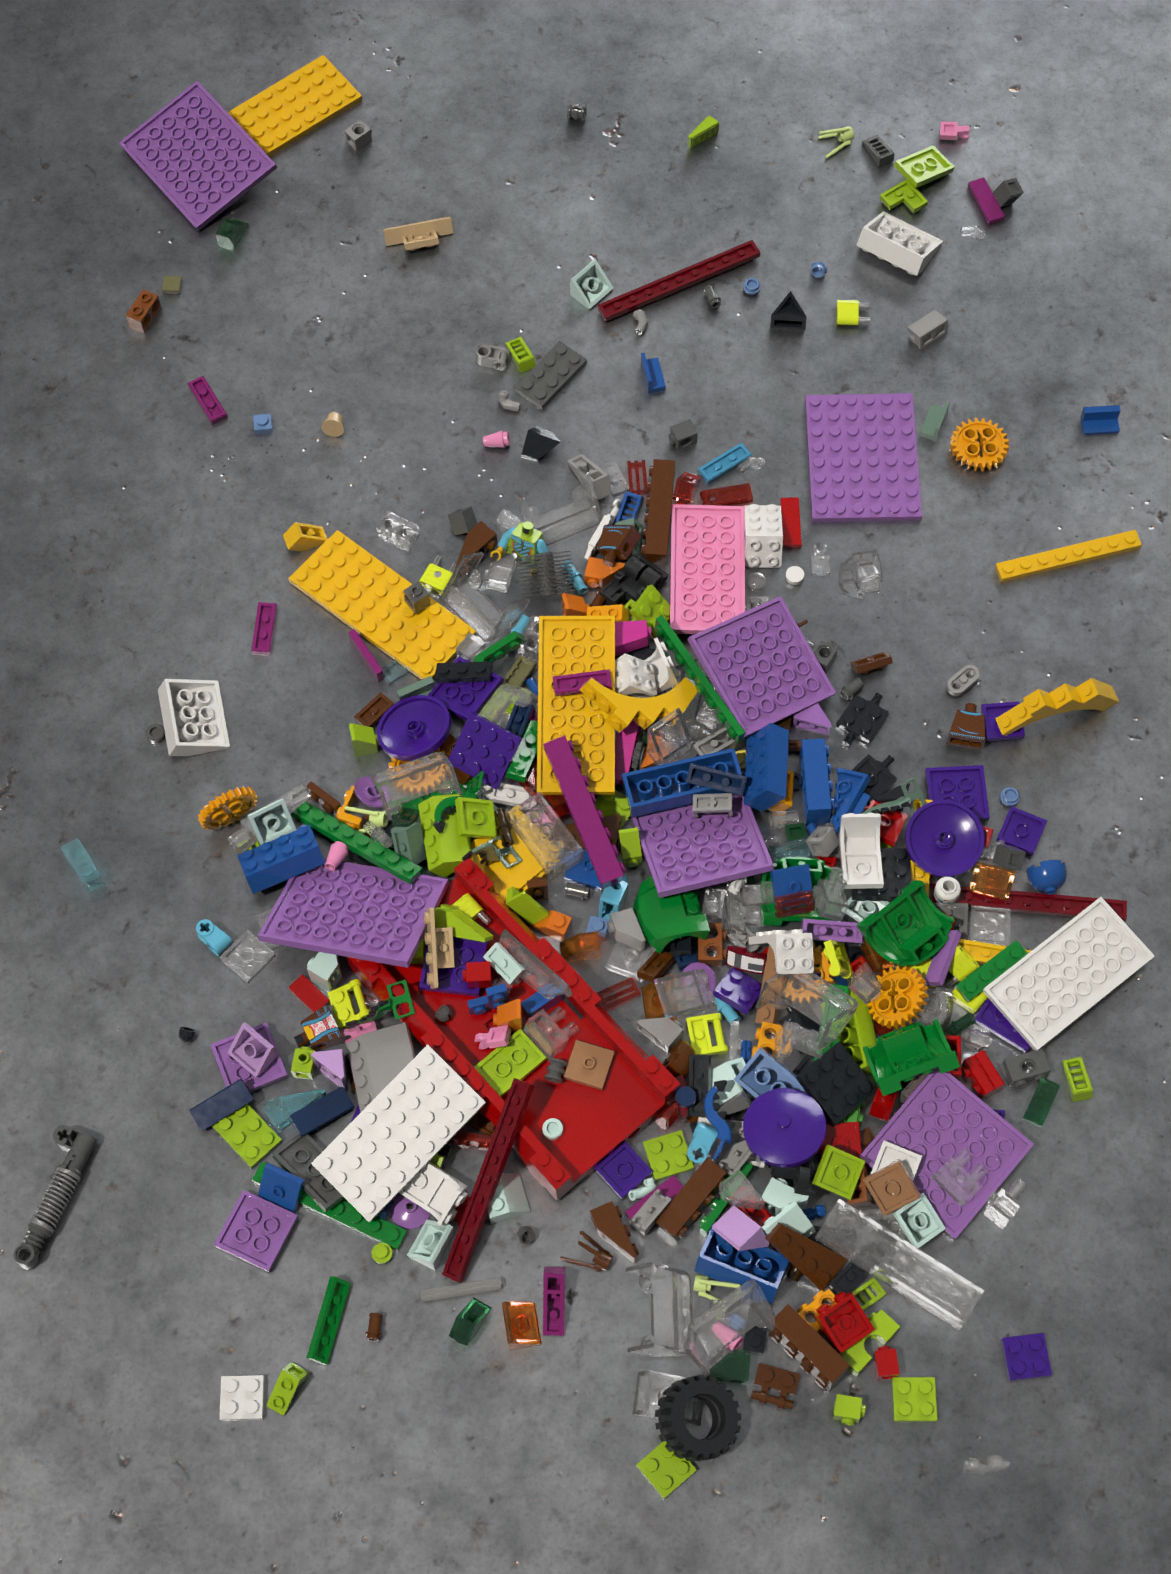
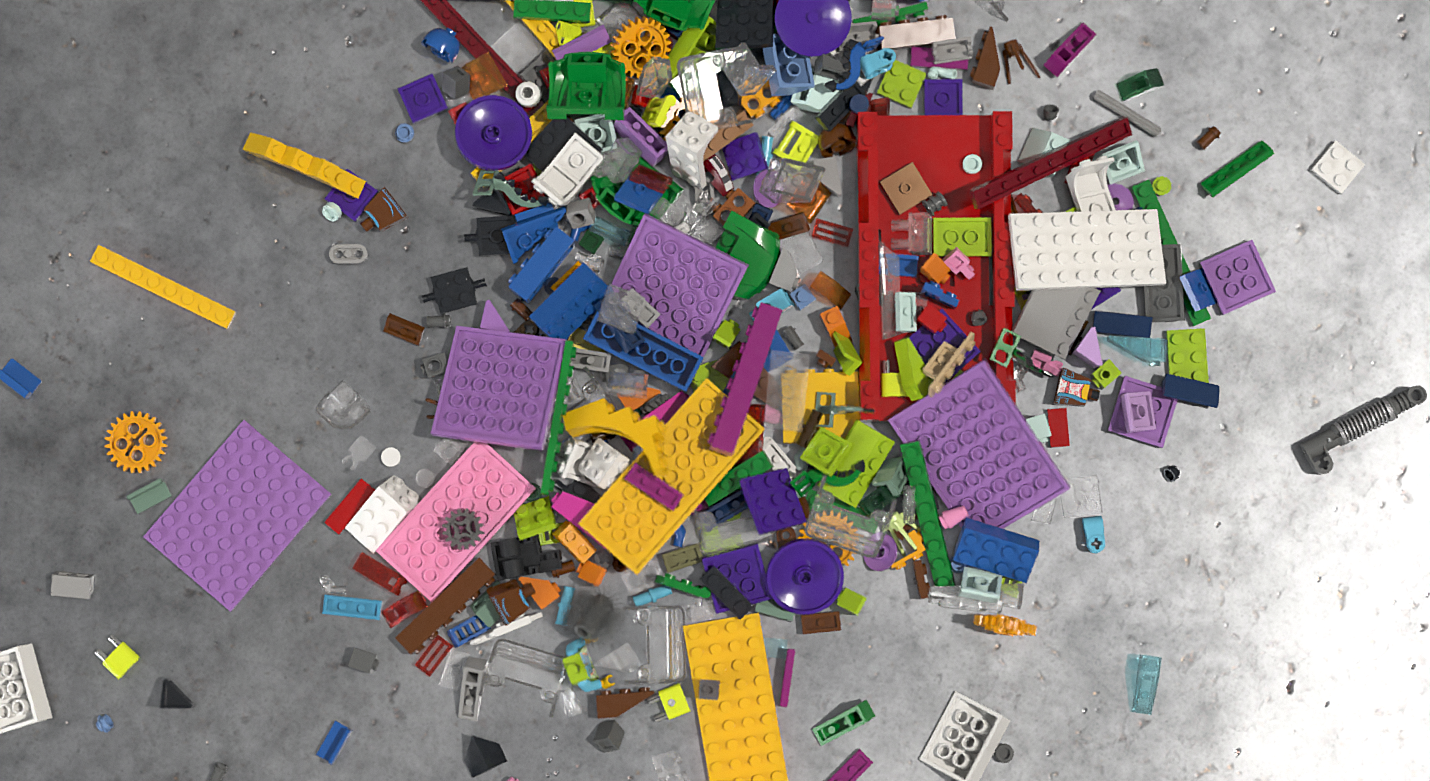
camera: 145 degrees left, 20 degrees up
(285, 1387) = (1301, 146): lime bracket -> none
(295, 660) = (844, 722): none -> green slope
(343, 1004) = (1041, 393): neon yellow plate -> none
(521, 1325) = (1107, 51): clear orange slope -> none
(695, 560) = (458, 536): none -> dark grey gear
(725, 782) = (621, 309): none -> clear plate
(751, 286) = (175, 756): medium blue plate -> none
(961, 785) = (440, 168): dark purple plate -> none
(1004, 697) = (331, 211): none -> light aqua tile

